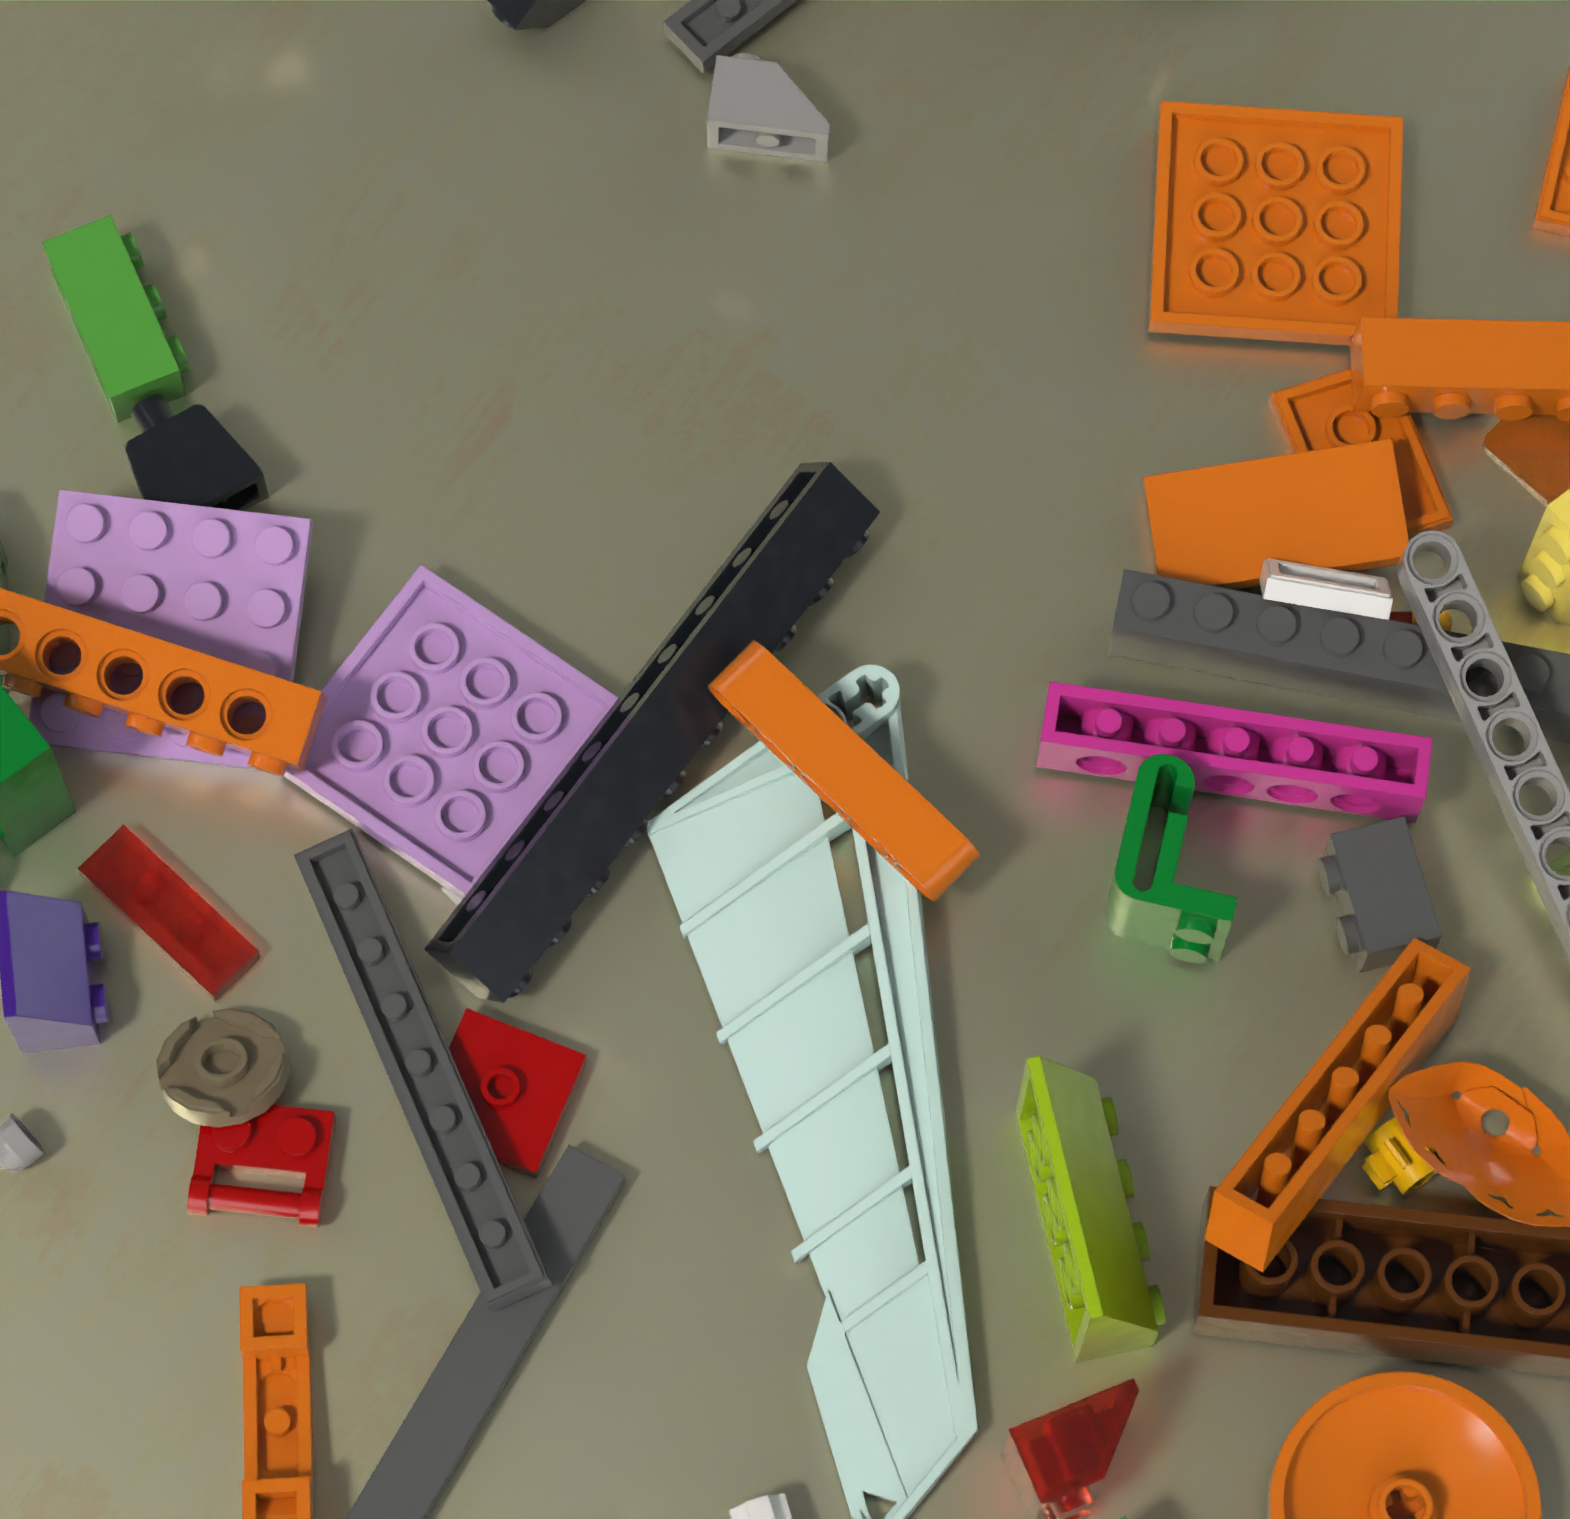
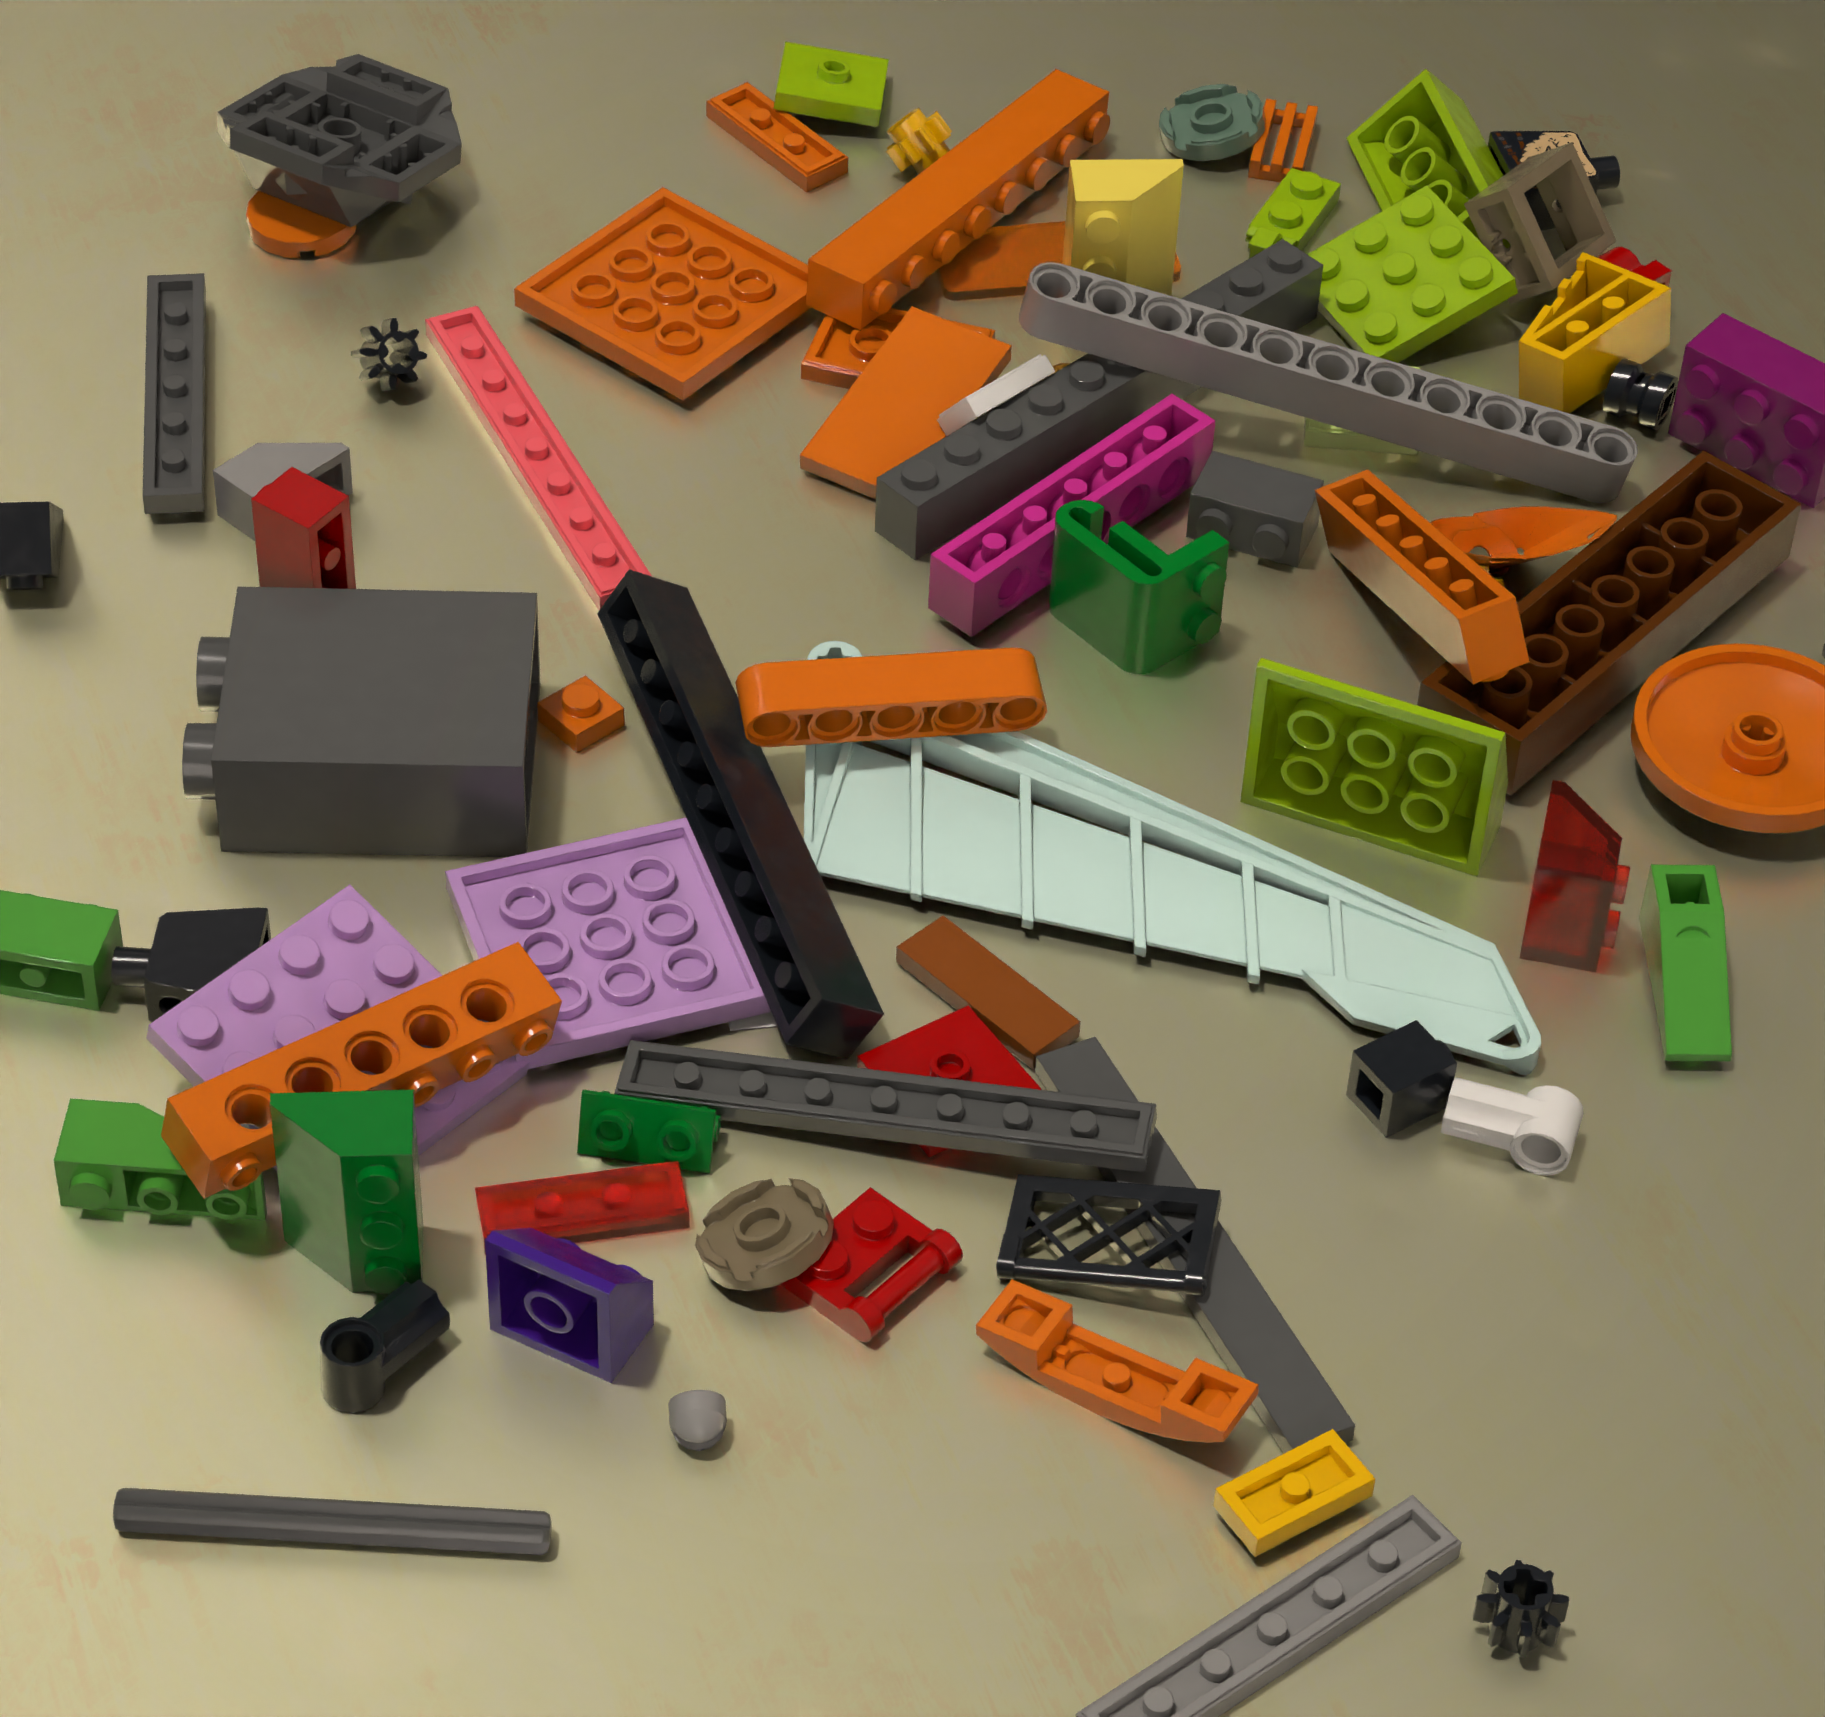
camera: 55 degrees left, 25 degrees down
(262, 881) = (647, 1130): none -> green hinge
(465, 1335) = (1081, 1197): none -> black window
(526, 394) = (369, 722): none -> dark grey brick
(621, 1057) = (1005, 1001): none -> dark orange tile
(633, 216) = (303, 534): none -> red brick
(696, 529) = (581, 714): none -> orange plate
(758, 1449) = (1401, 1078): none -> black brick
(980, 80) = (403, 358): none -> black gear
(981, 271) = (534, 451): none -> coral tile

